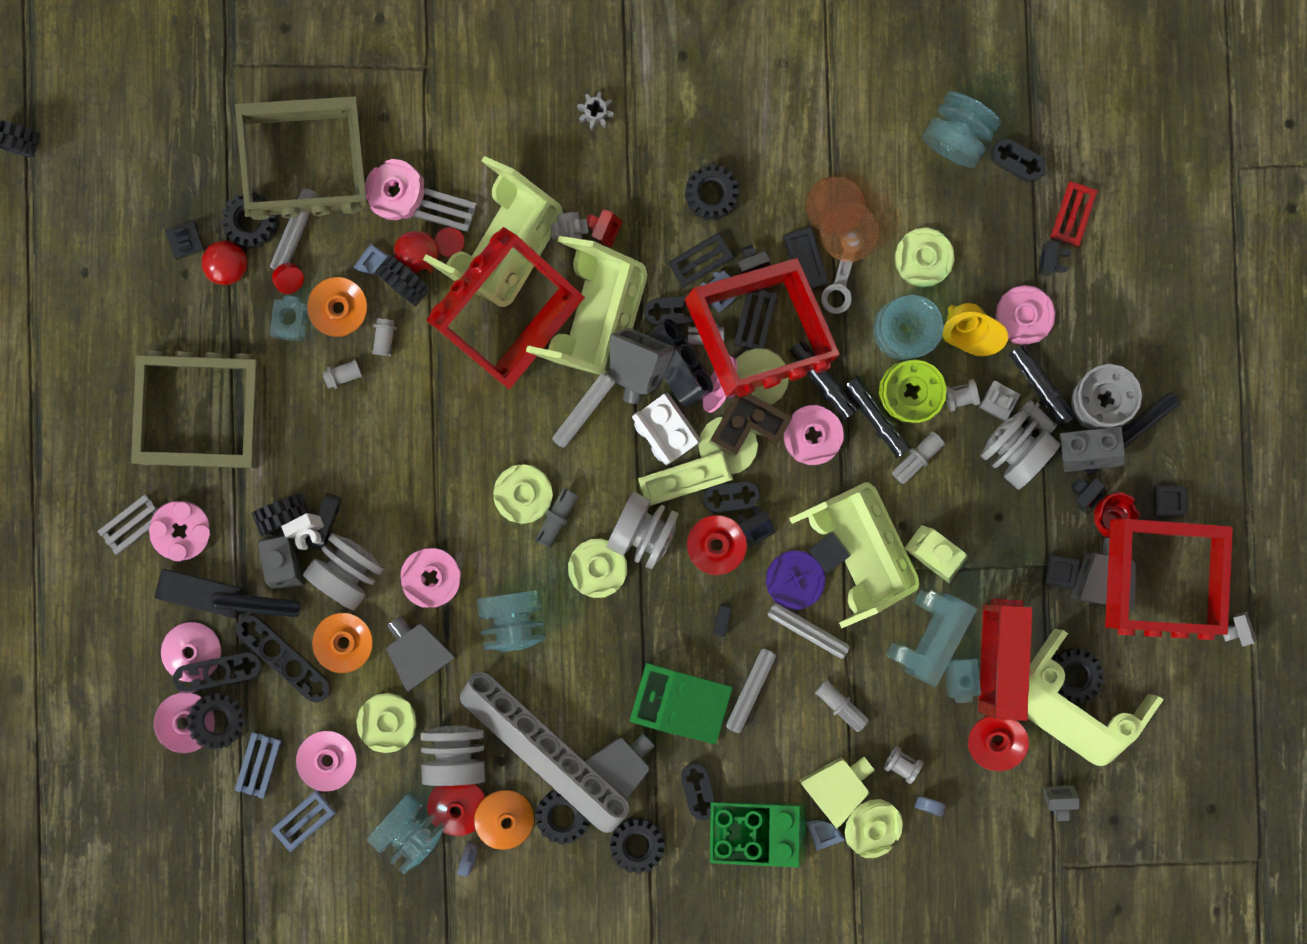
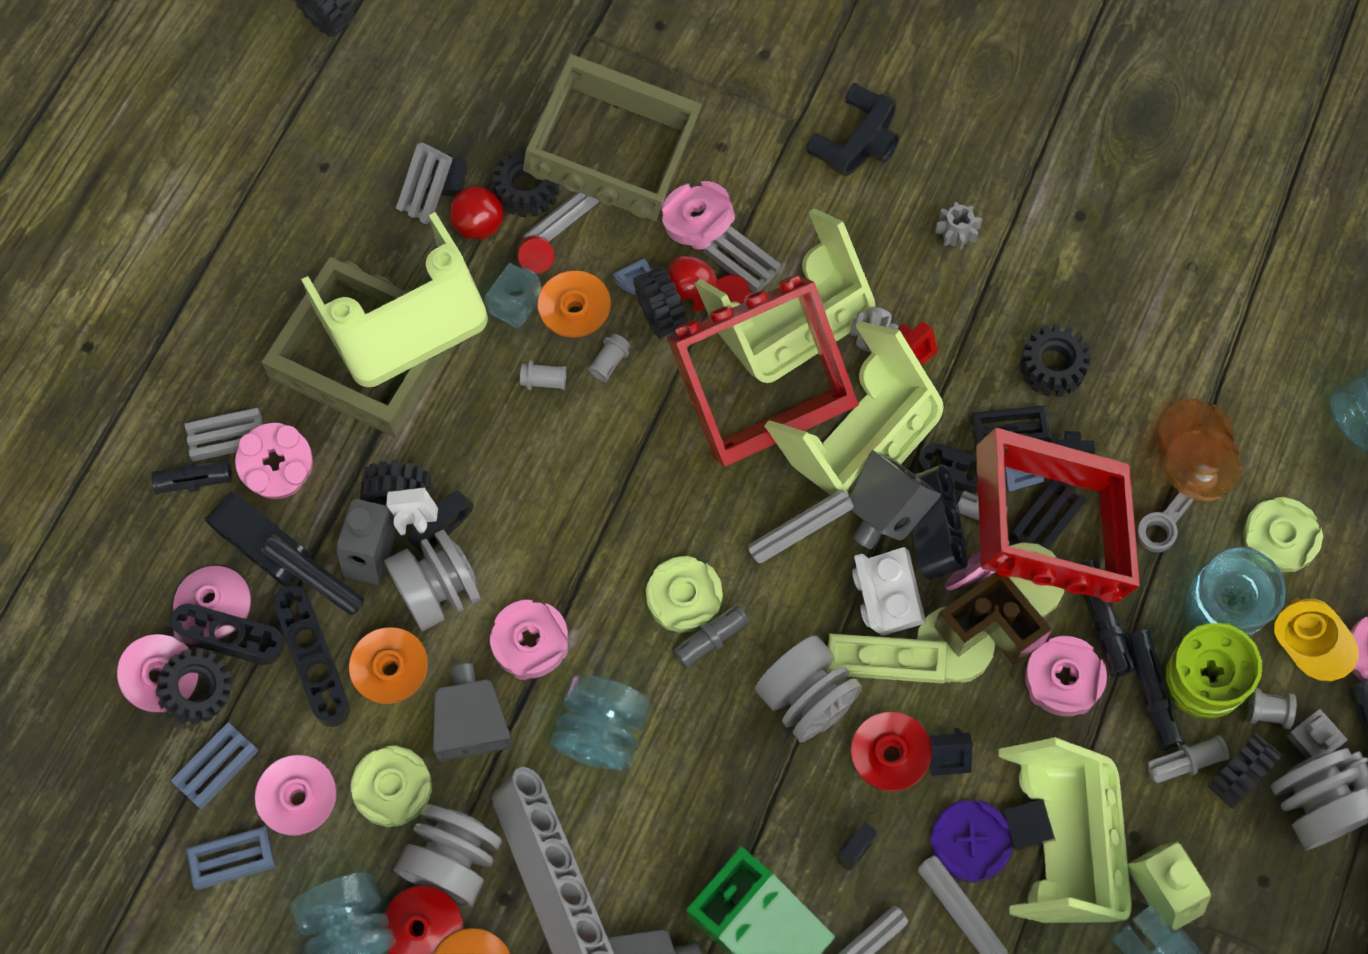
camera: 30 degrees right, 20 degrees down
(125, 568) = (212, 473): none -> black pin
(174, 278) = (404, 202): none -> light grey tile
(233, 391) = (411, 326): none -> yellowish green windscreen
(497, 62) = (869, 139): none -> black connector
(596, 569) = (732, 718): yellowish green tile -> none
(730, 489) = (935, 696): black beam -> none
(803, 246) = (1143, 470): black tile -> none
(959, 452) = (1244, 770): none -> black tyre

